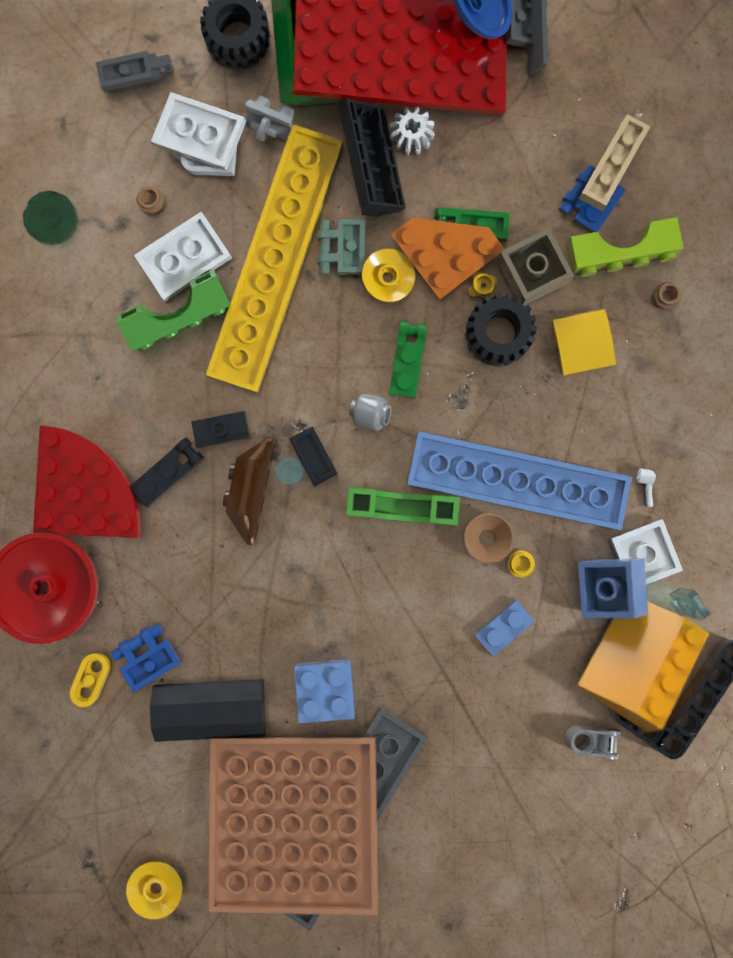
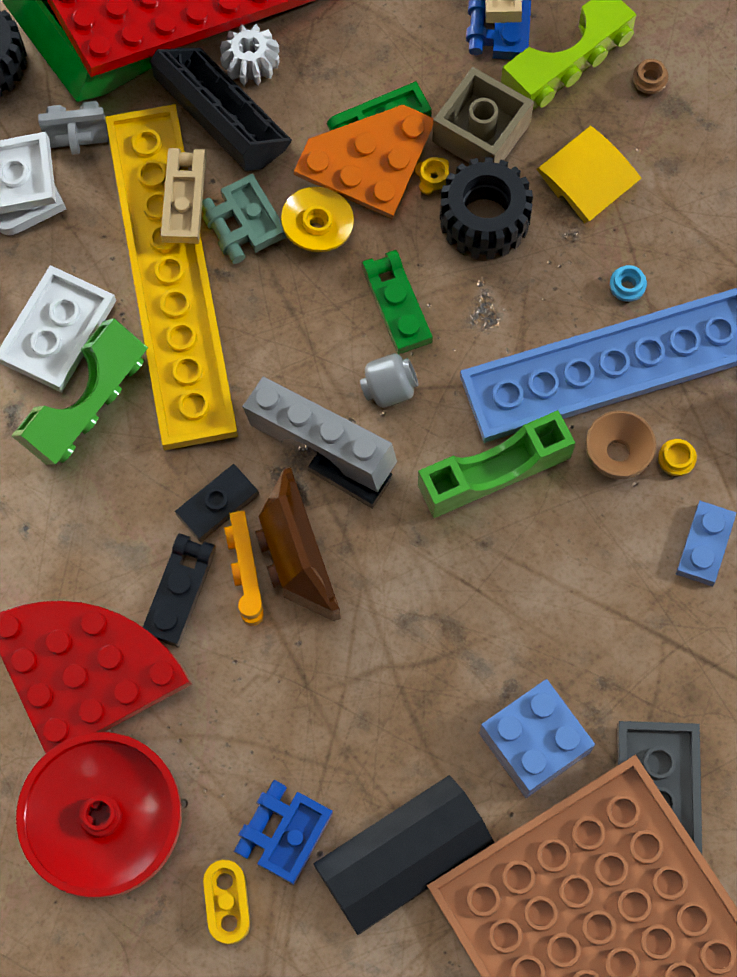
camera: 30 degrees left, 15 degrees down
(212, 484) = (244, 570): none -> light orange plate
(289, 470) = (331, 503): clear light blue plate -> none
(305, 424) = (350, 447): none -> light grey arch
(309, 212) = (183, 196): none -> tan plate
(567, 425) = (630, 274): none -> medium azure plate

